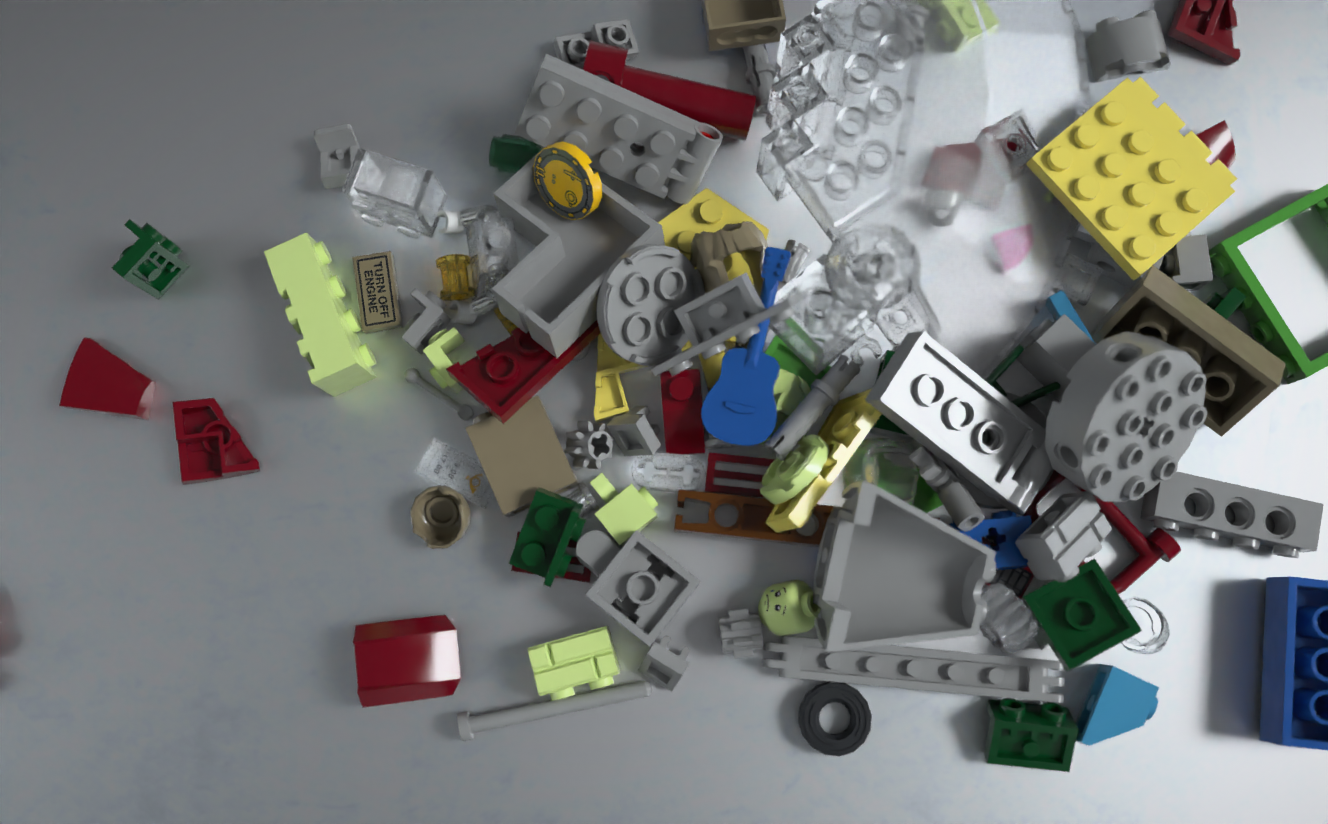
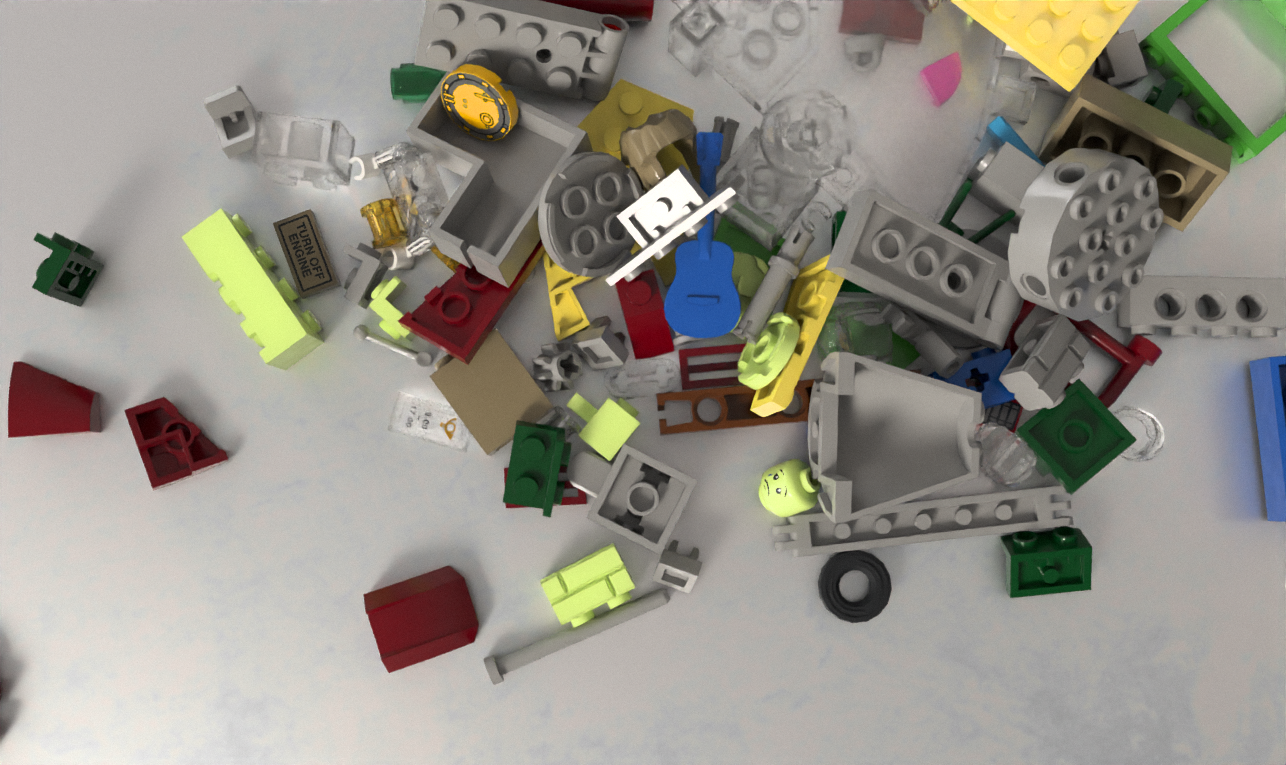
camera: 20 degrees left, 5 degrees up
(440, 516) = (423, 469): dark tan hair -> none
(740, 633) = (746, 522): light grey gear -> none
(1114, 705) = (1123, 516): dark azure slope -> none

